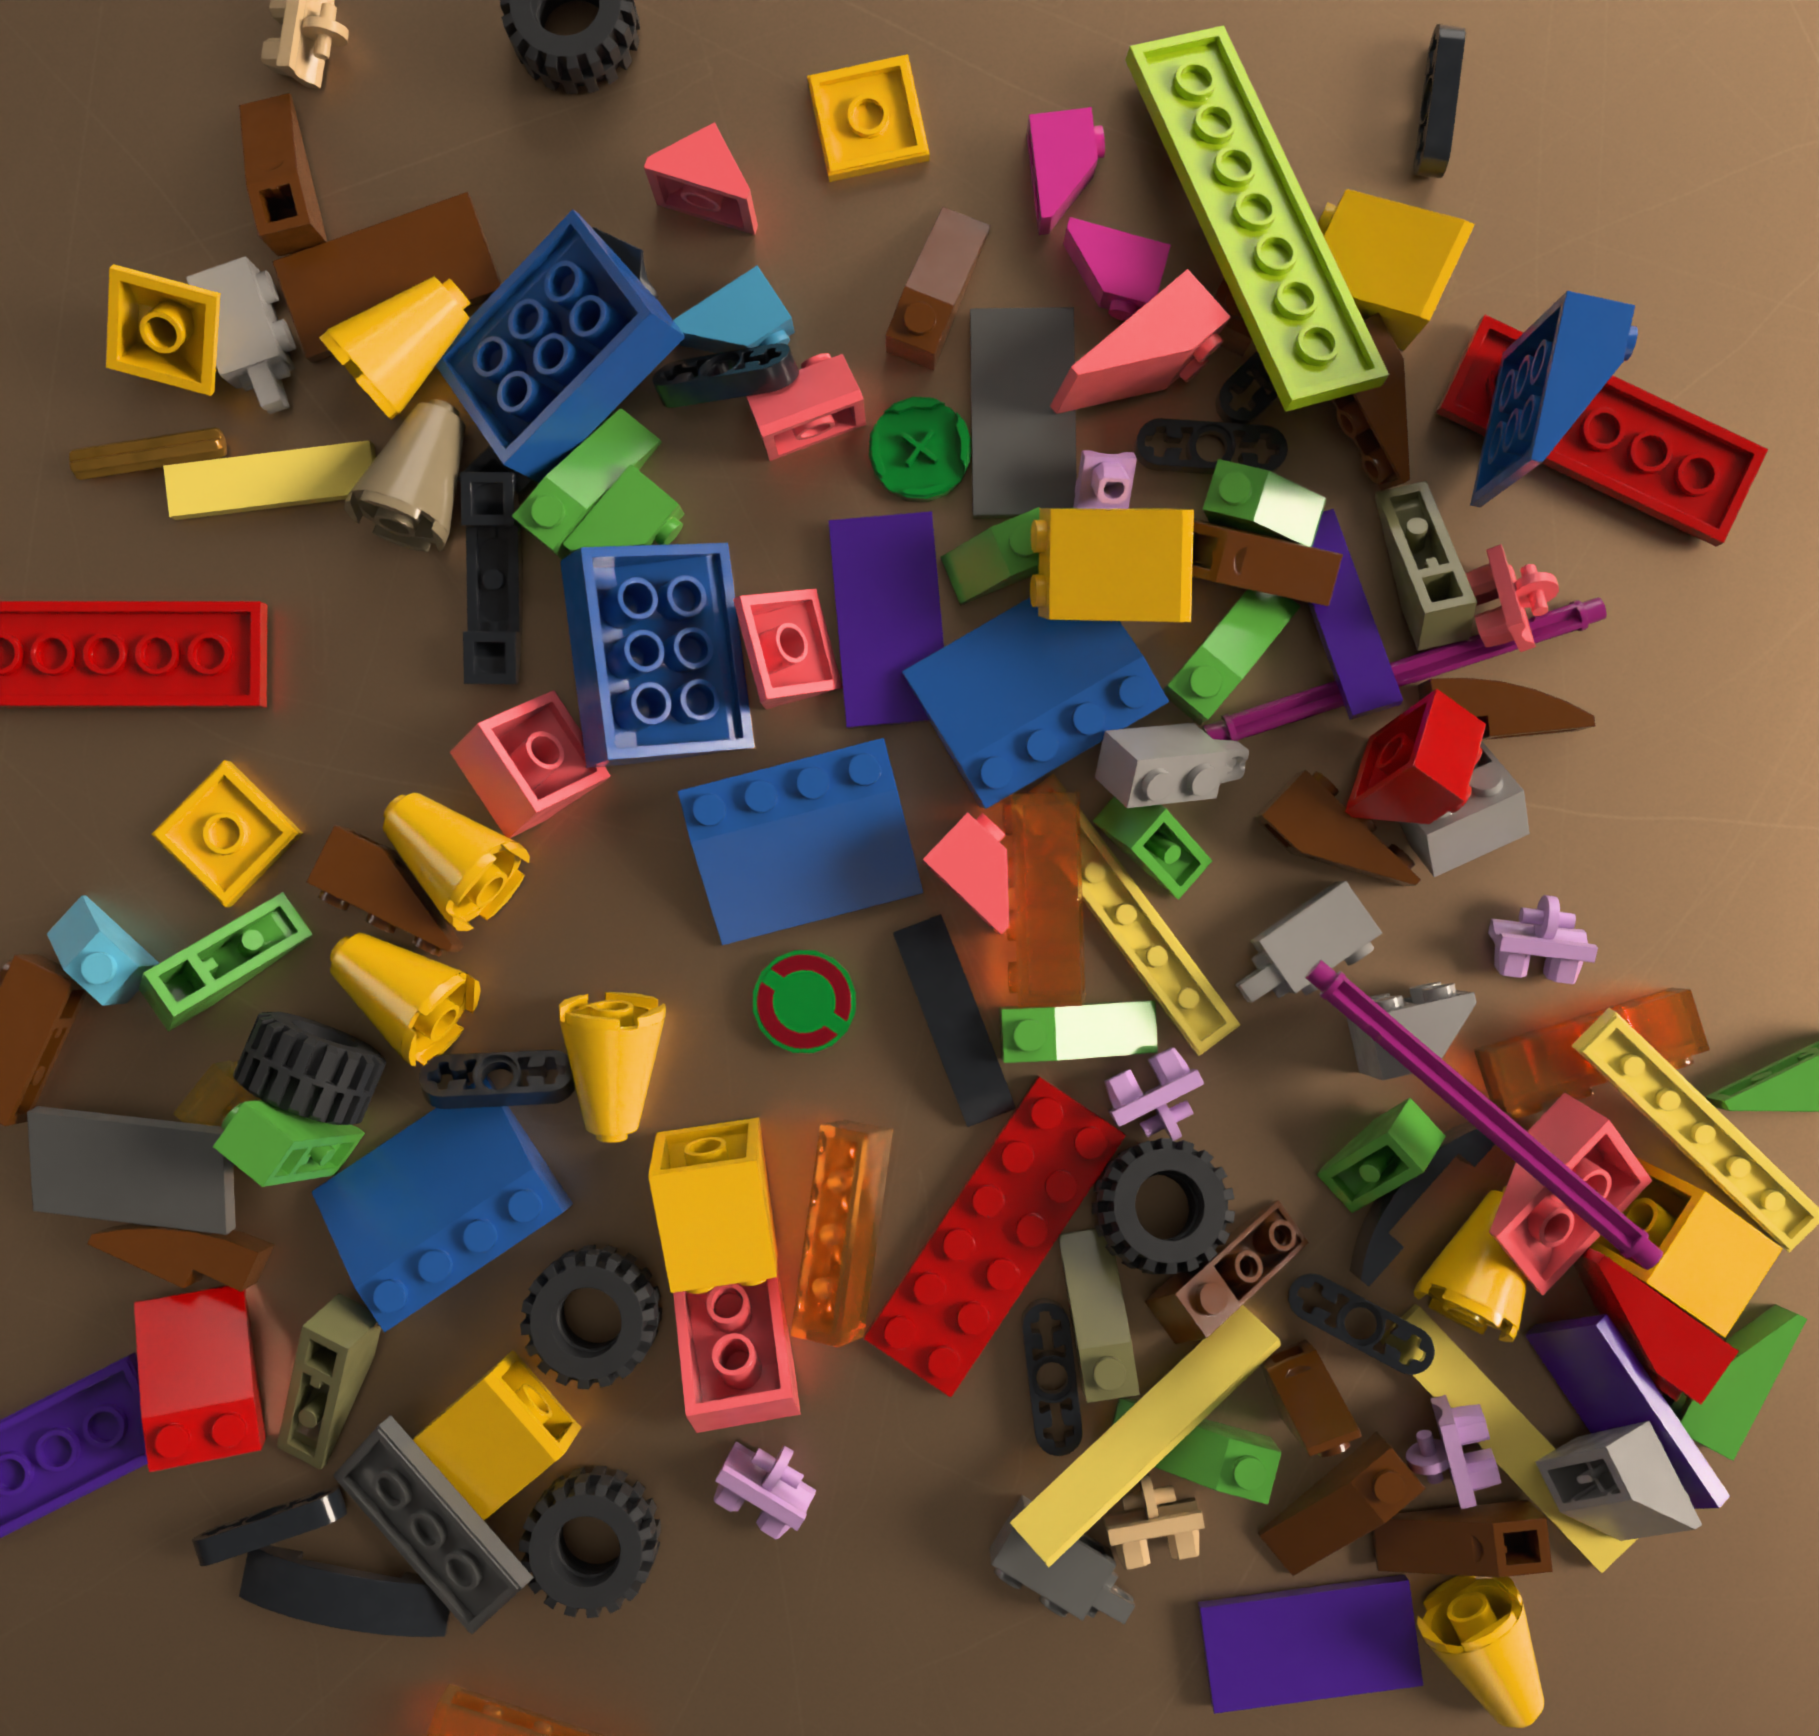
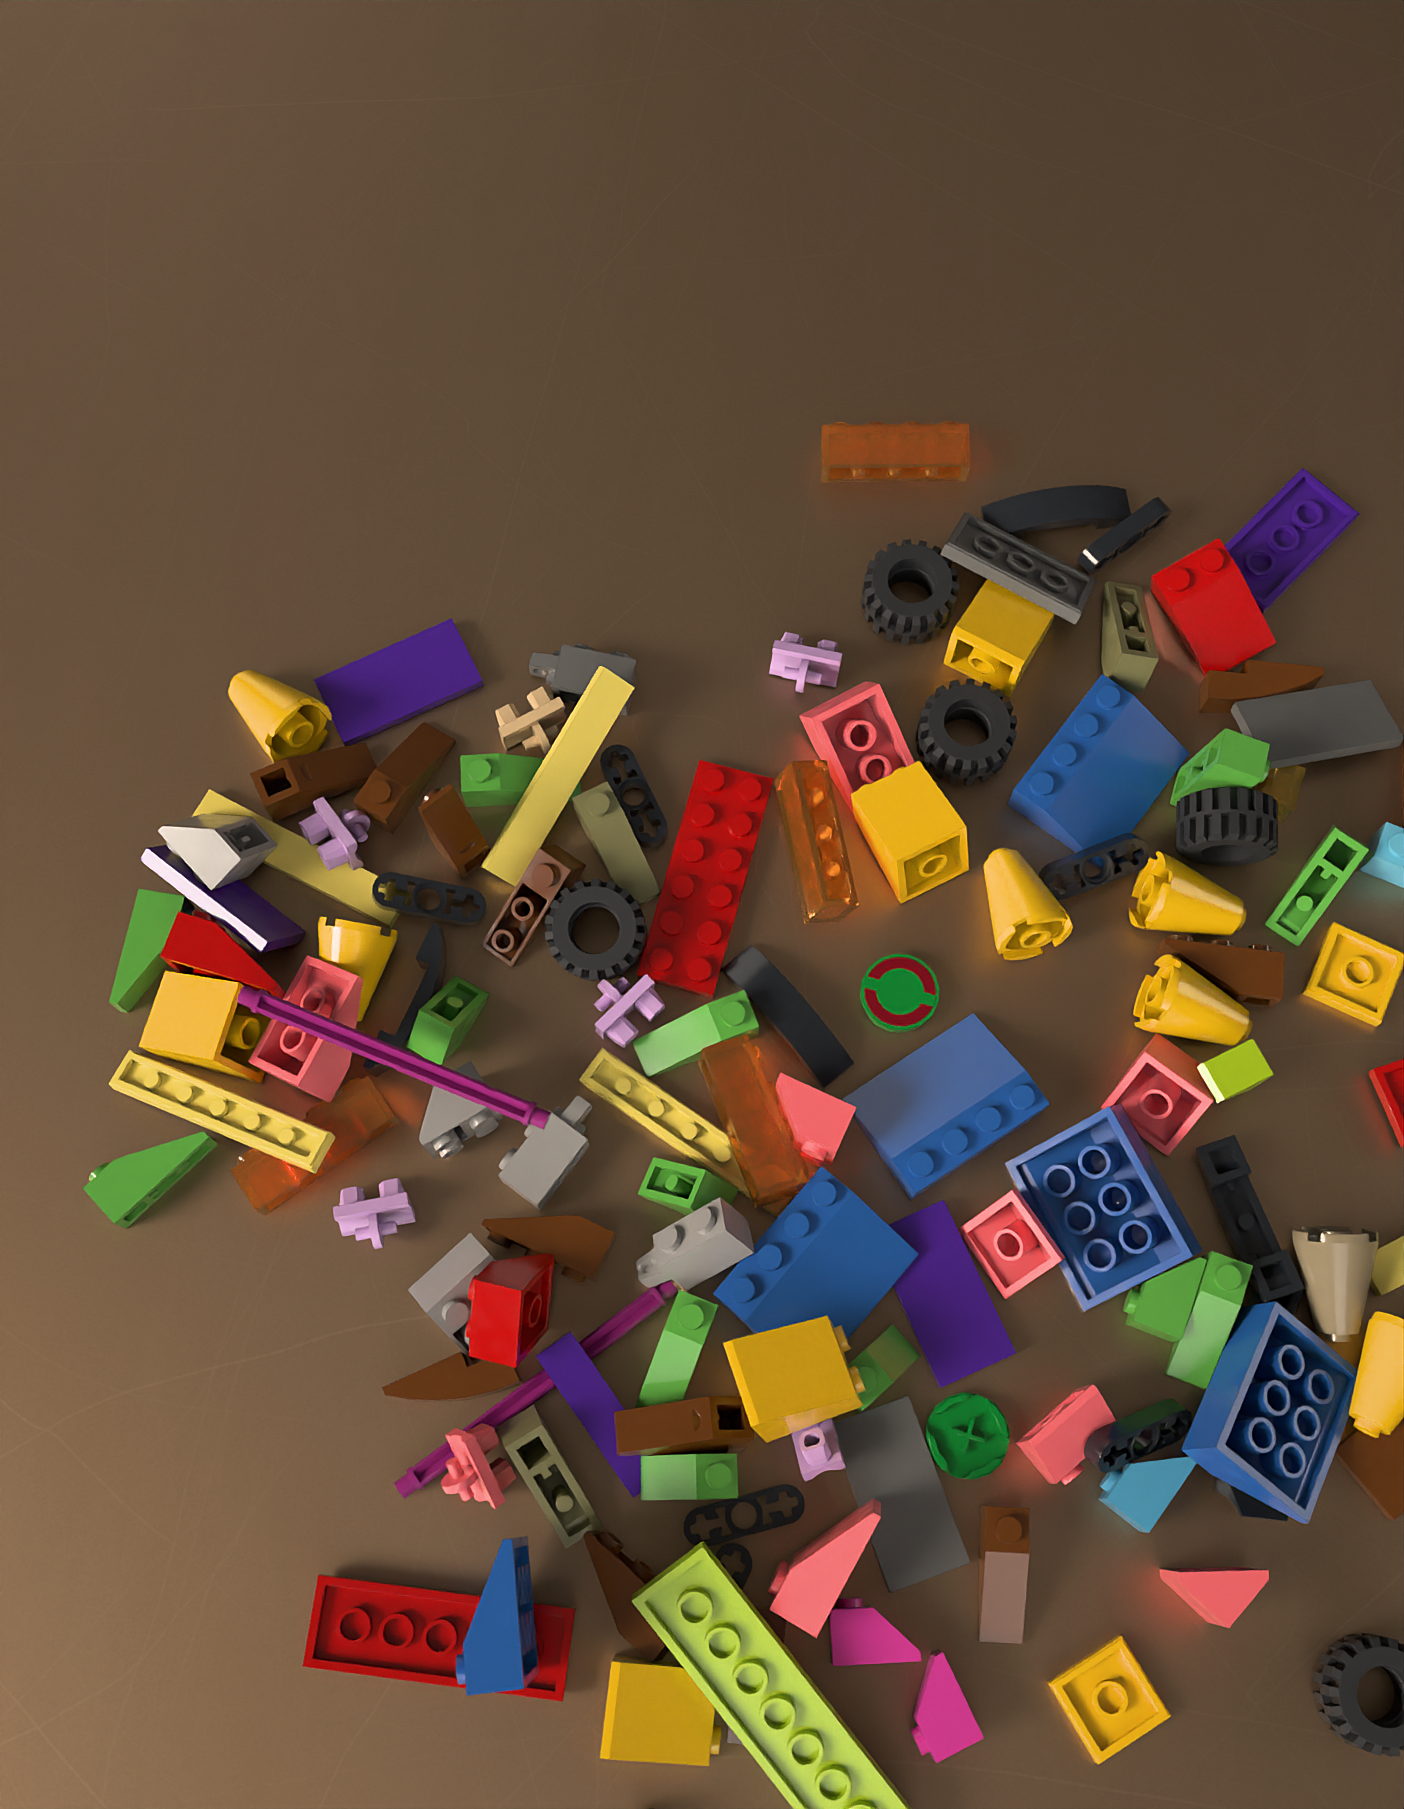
camera: 160 degrees right, 15 degrees down
(434, 753) = (1235, 1071): none -> lime slope

